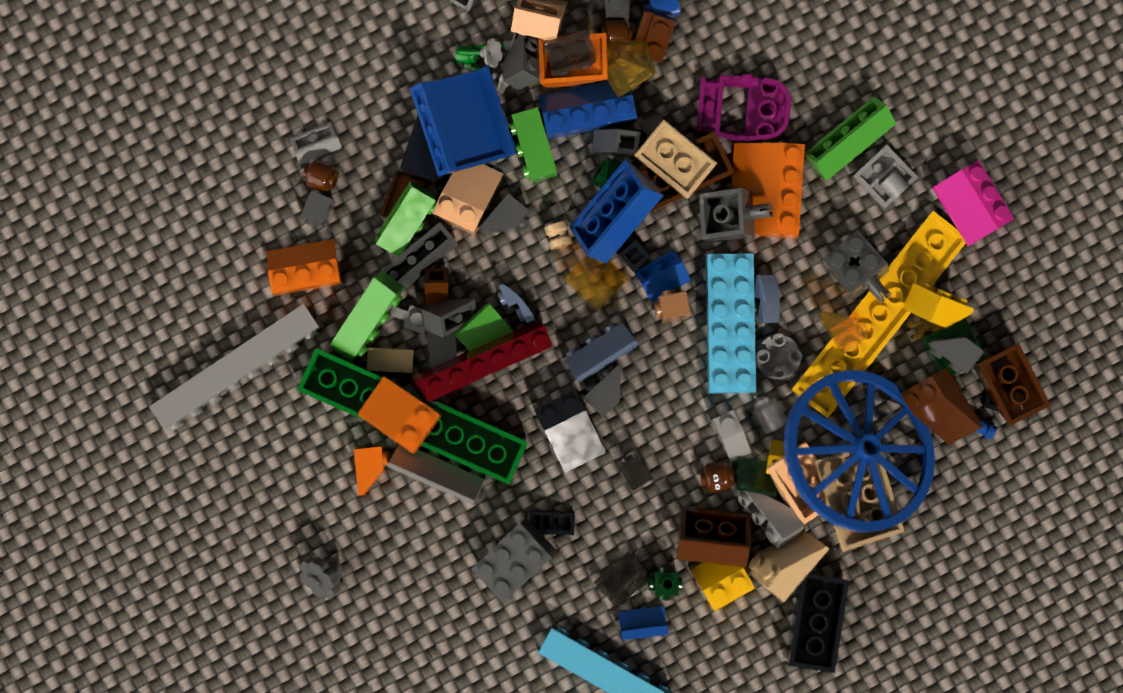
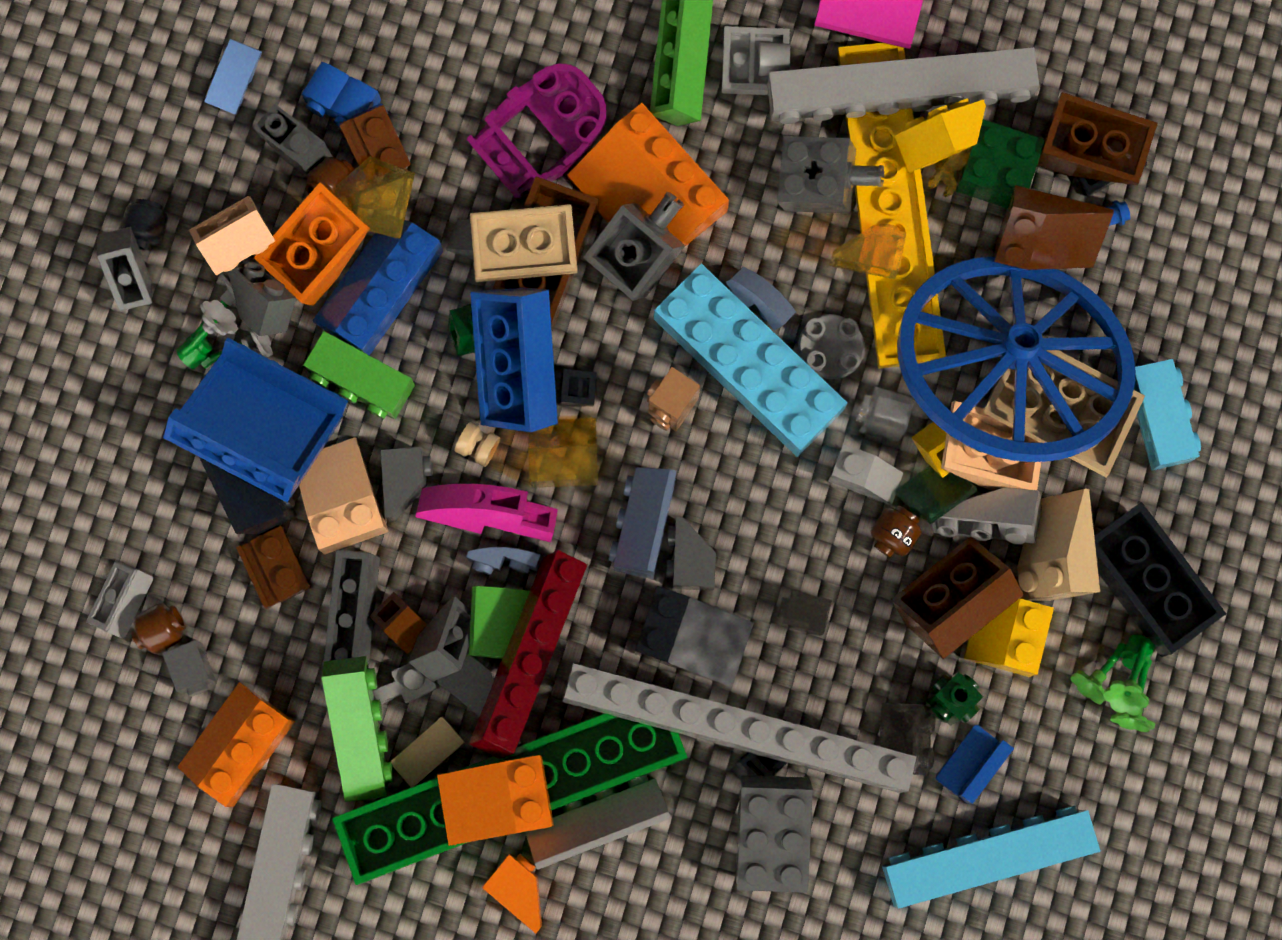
camera: 45 degrees left, 5 degrees down
(405, 219) = (296, 584): brick -> none
(531, 268) = (482, 505): none -> dark pink slope
(545, 495) = (739, 729): none -> light grey brick
(570, 52) = (302, 236): clear smoke bracket -> none
(616, 143) = (444, 289): dark grey slope -> none
(662, 275) = (627, 379): blue panel -> none
(744, 663) = (1125, 695): none -> bright green plant
(907, 550) = (1165, 416): none -> medium azure brick
(944, 262) = (902, 85): none -> light grey brick
(958, 351) = (1013, 155): dark grey slope -> none

